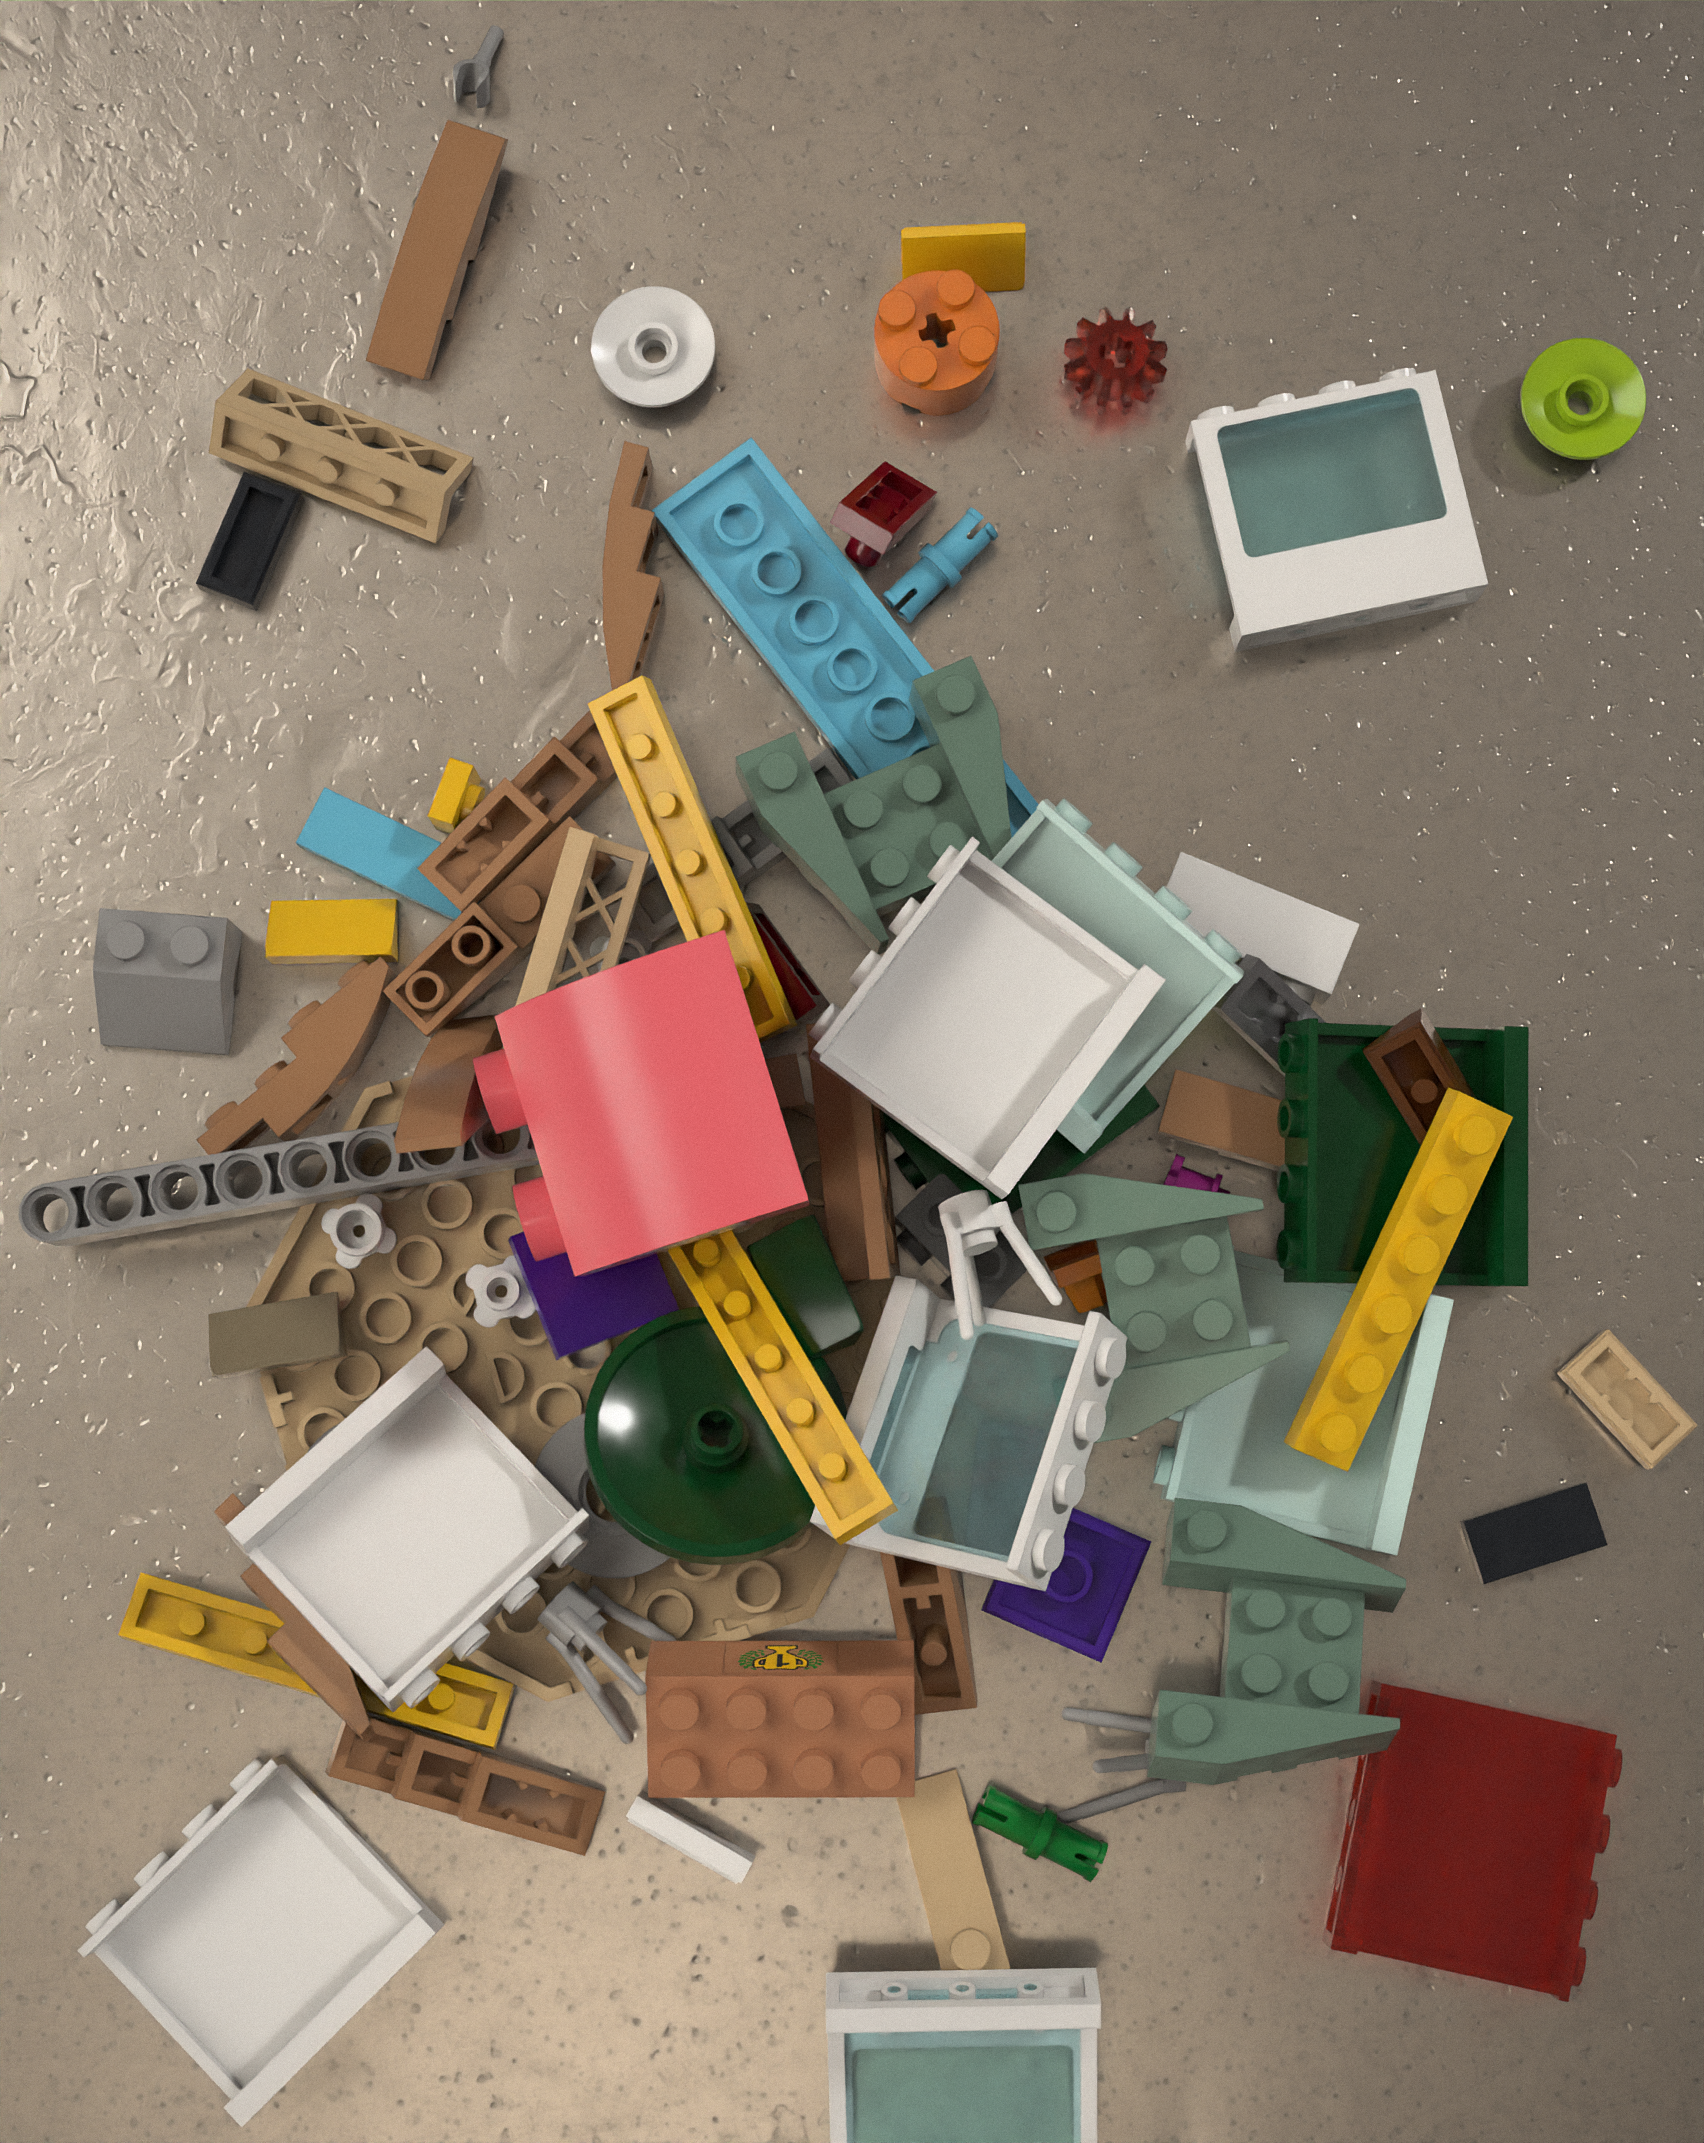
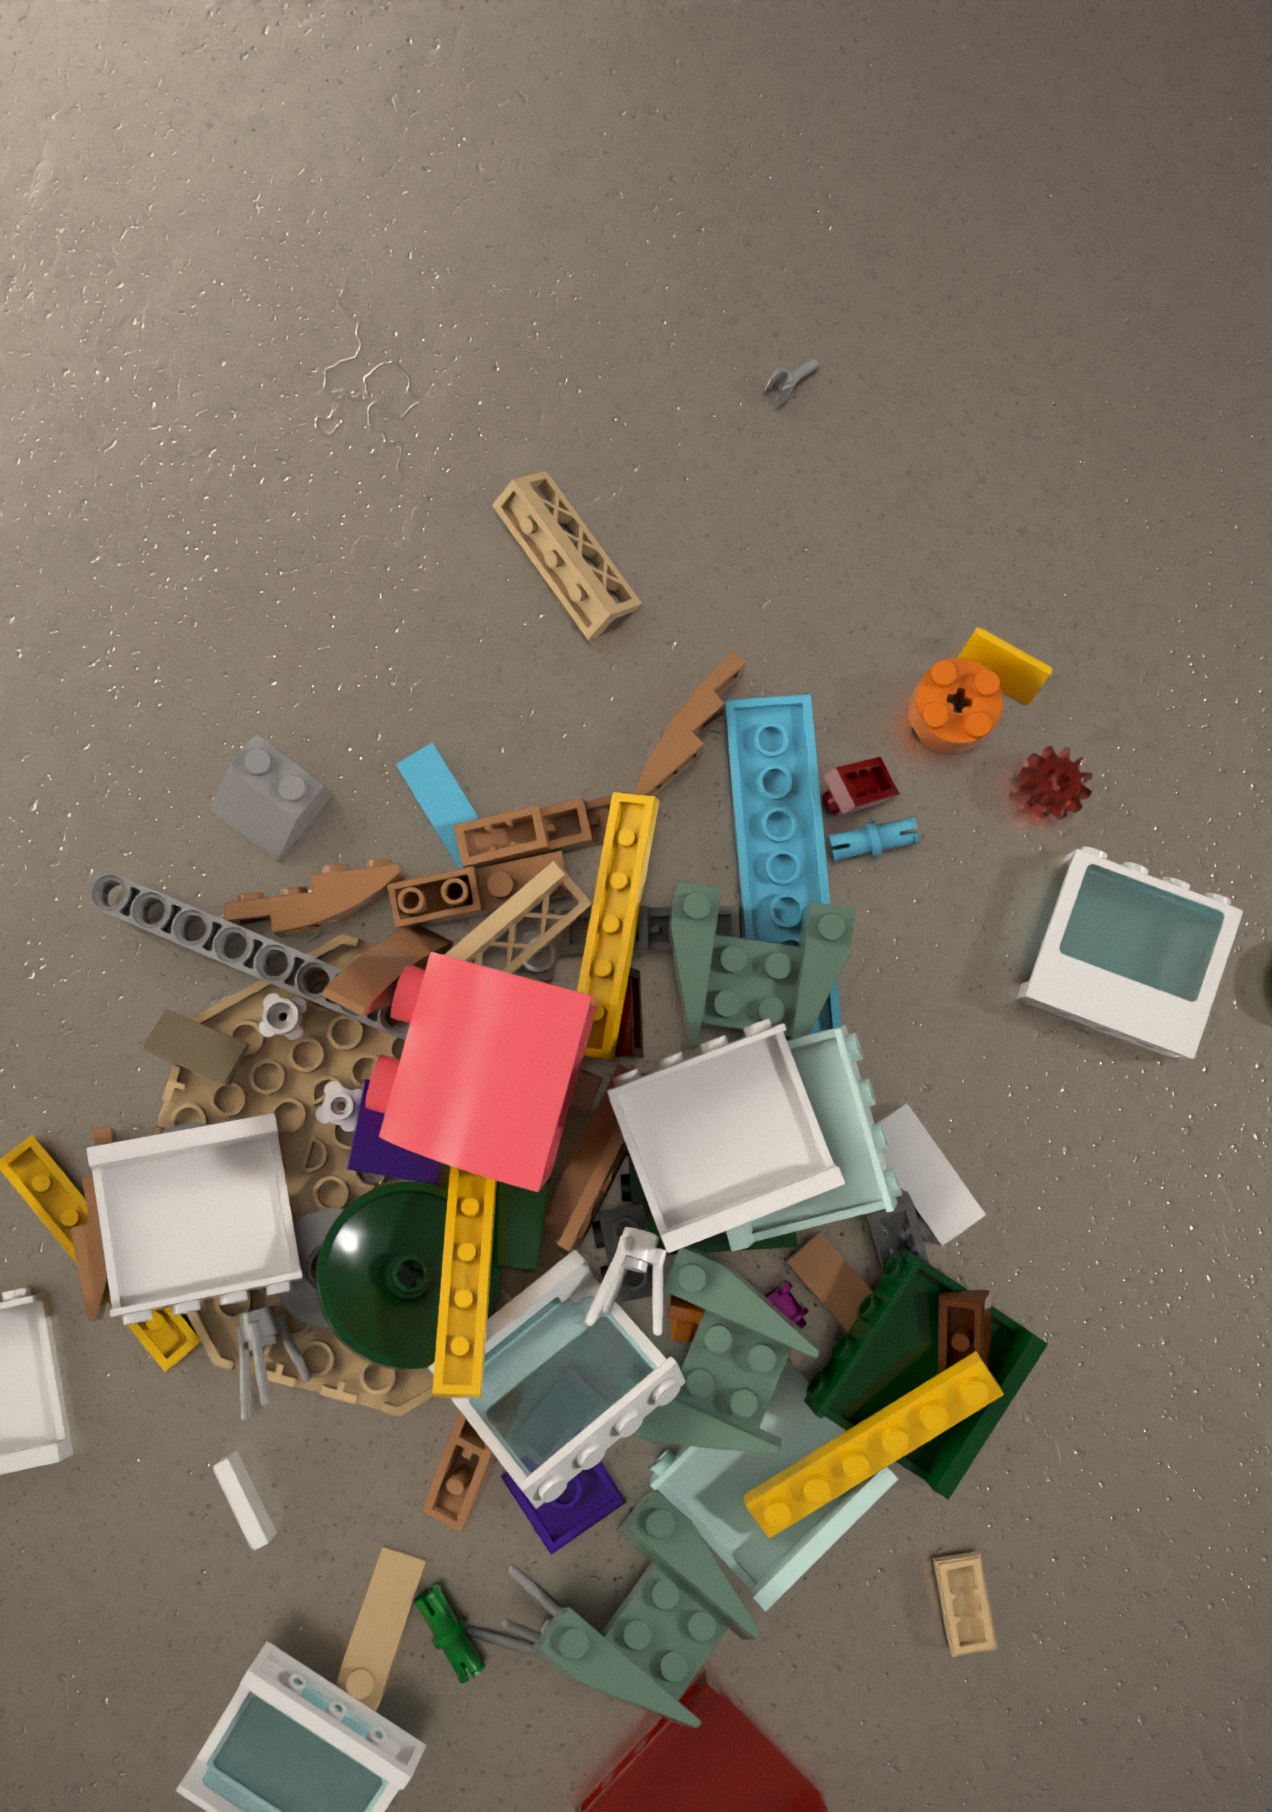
camera: 25 degrees right, 0 degrees up
(250, 541) = (483, 571): black tile -> none
(332, 931) = (383, 828): yellow slope -> none
(437, 249) = (698, 469): medium nougat slope -> none
(455, 796) = (504, 796): yellow plate -> none
(468, 1784) = (141, 1384): medium nougat slope -> none
(647, 320) = (793, 586): white dish -> none
(780, 1719) = (340, 1467): nougat brick -> none
(1533, 1533) = (857, 1646): black tile -> none

